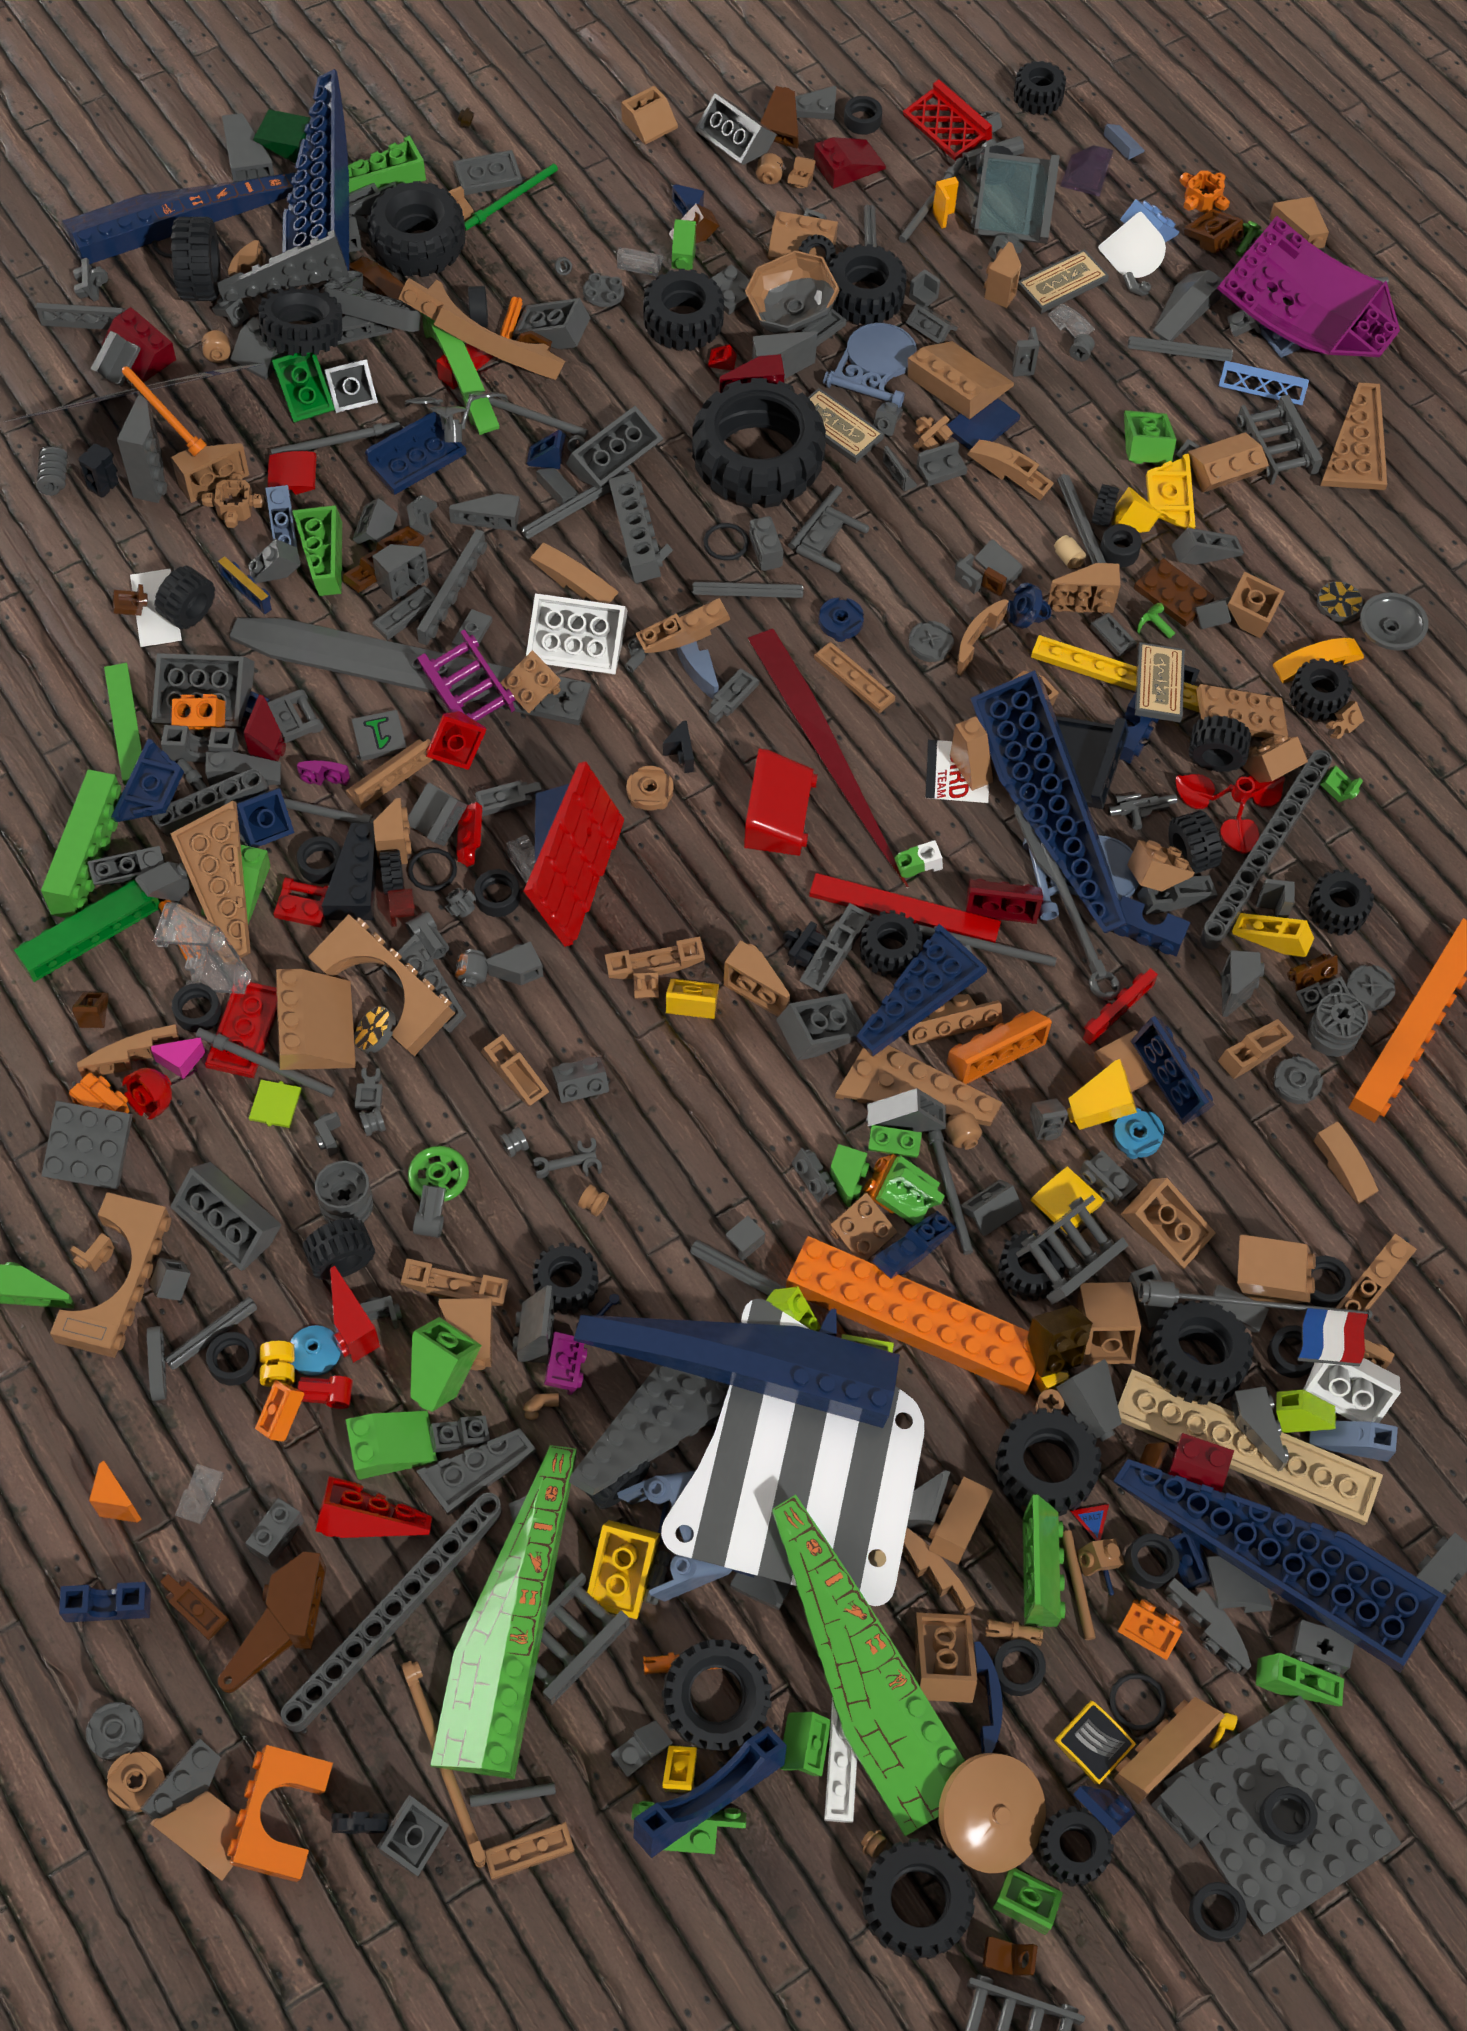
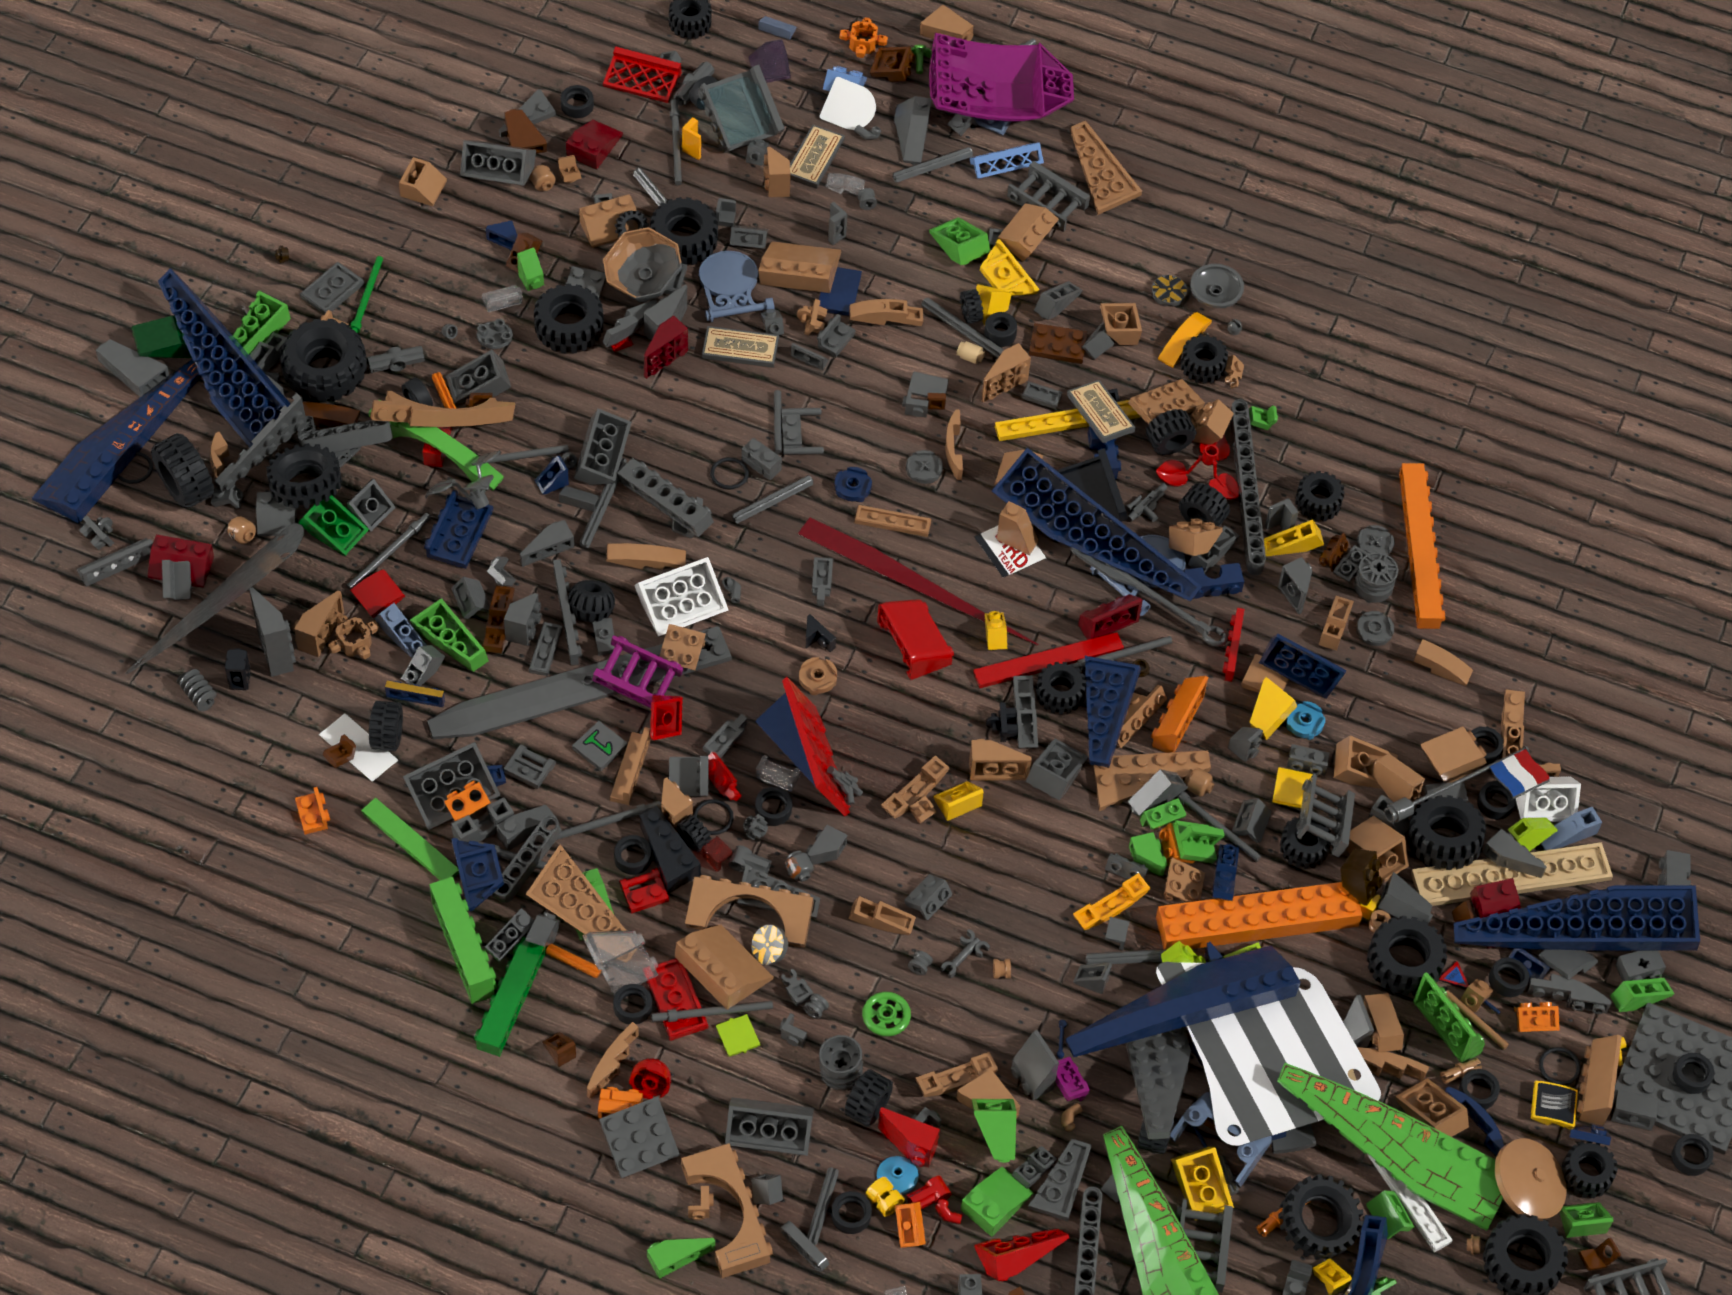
camera: 35 degrees left, 5 degrees down
(59, 643) = (311, 812): none -> orange bracket
(179, 1056) = (647, 1044): dark pink slope -> none
(194, 444) = (309, 609): orange piece -> none
(263, 733) = (524, 789): dark red slope -> none
(264, 818) = (576, 845): dark blue slope -> none
(317, 771) = (578, 796): magenta slope -> none
(327, 1425) = (945, 1214): none -> red arm
(429, 1217) = (906, 1044): dark grey piece -> none
(483, 589) = (591, 600): none -> black wheel
(490, 265) = (395, 359): none -> dark grey piece
(572, 1259) = (1021, 1013): black tyre -> none
(580, 911) = (847, 783): none -> dark grey piece
(683, 630) = (761, 549): medium nougat slope -> none
(684, 1270) = (1093, 976): none -> dark grey slope
(699, 667) = (782, 571): sand blue slope -> none
(729, 343) = (628, 324): none -> dark grey slope
(759, 406) = (704, 420): black tyre -> none
(765, 1205) = (1113, 904): none -> light orange slope
(869, 846) = (996, 630): none -> yellow slope
(919, 859) = (1035, 621): leg -> none
(997, 973) = (1144, 667): none -> dark brown plate
(1026, 606) = (973, 406): dark blue tile -> none
(1152, 615) = (1058, 366): bright green plant -> none
(1188, 1259) = (1397, 779): none -> medium nougat slope
(1380, 676) = (1232, 327): none -> dark grey hinge

